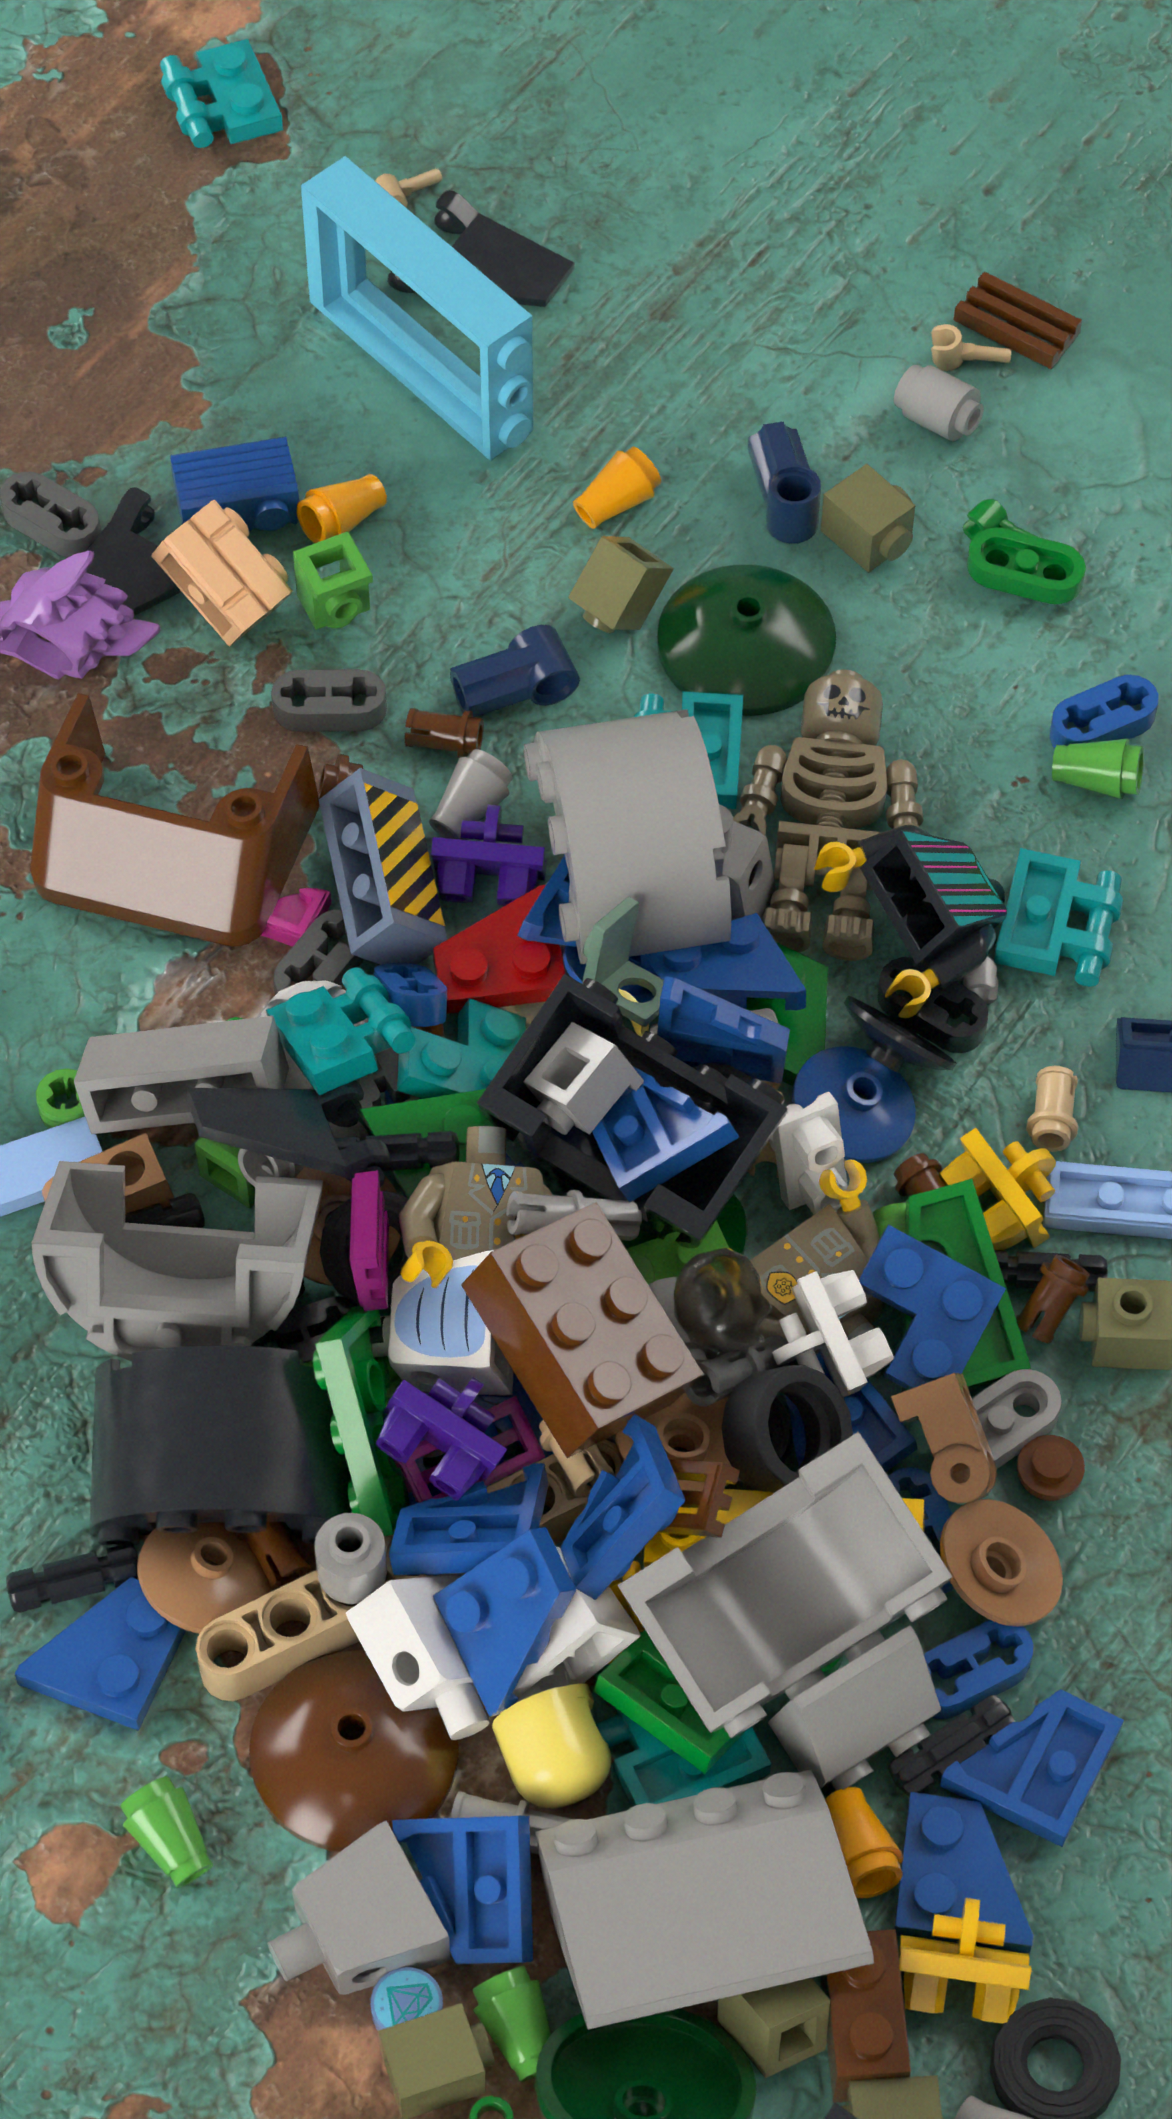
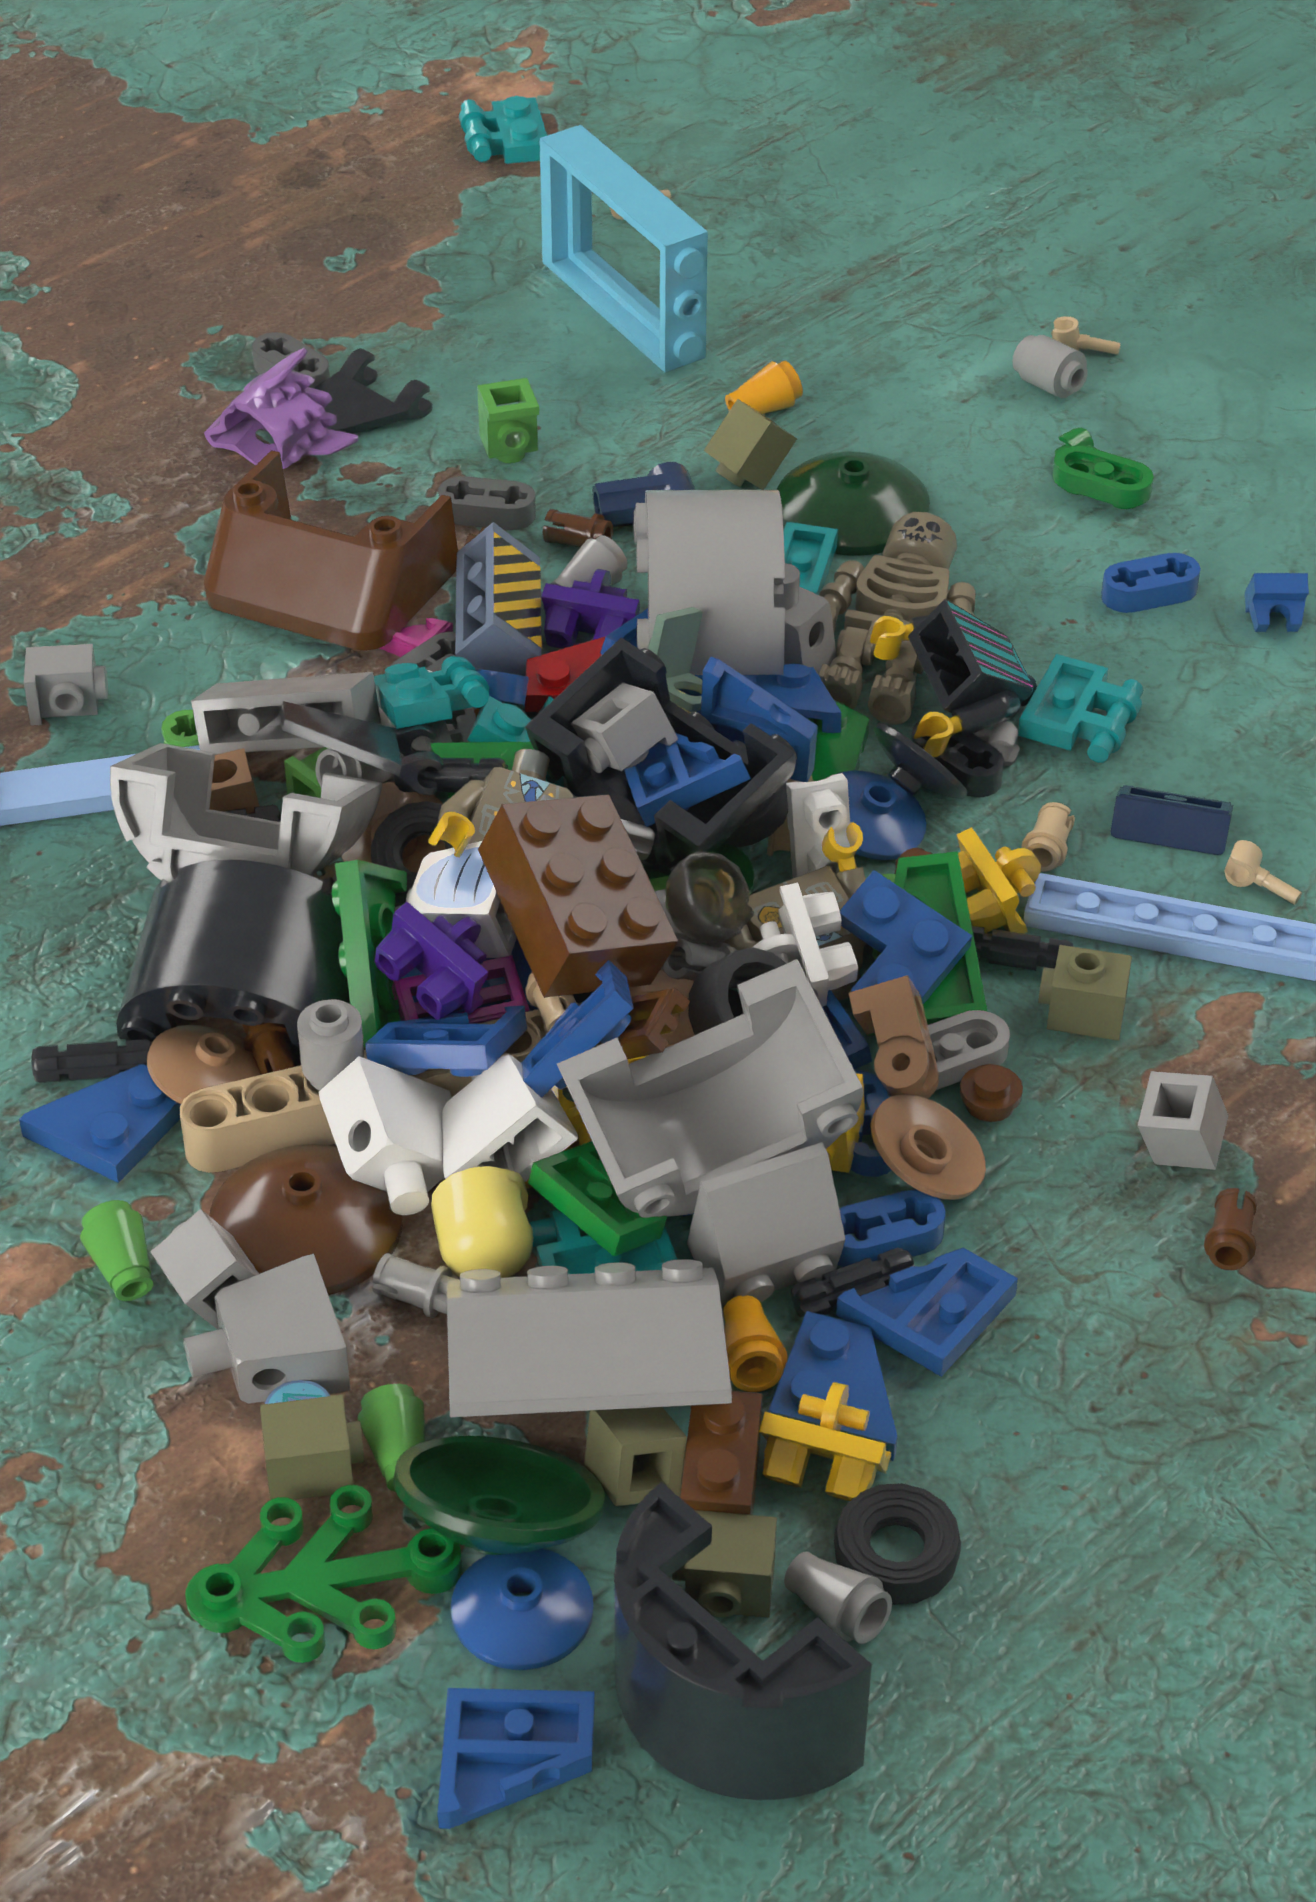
camera: 10 degrees right, 15 degrees down
(223, 571) = (418, 401): light nougat brick -> none
(246, 477) = (446, 357): blue brick -> none
(270, 1845) = (200, 1261): none -> light grey brick
(339, 507) = (543, 377): light orange cone -> none
(369, 1241) = (409, 809): magenta tile -> none
(477, 1883) = (386, 1317): blue wing -> none
(505, 1613) = (457, 1094): blue wing -> none
(507, 258) = (726, 257): black flag -> none
(786, 483) = (908, 403): dark blue piece -> none
(868, 518) = (972, 430): olive brick -> none
(1022, 314) = (1130, 325): reddish brown tile -> none
(1054, 1295) = (1017, 962): reddish brown pin -> none
(1100, 766) = (1140, 612): bright green cone -> none

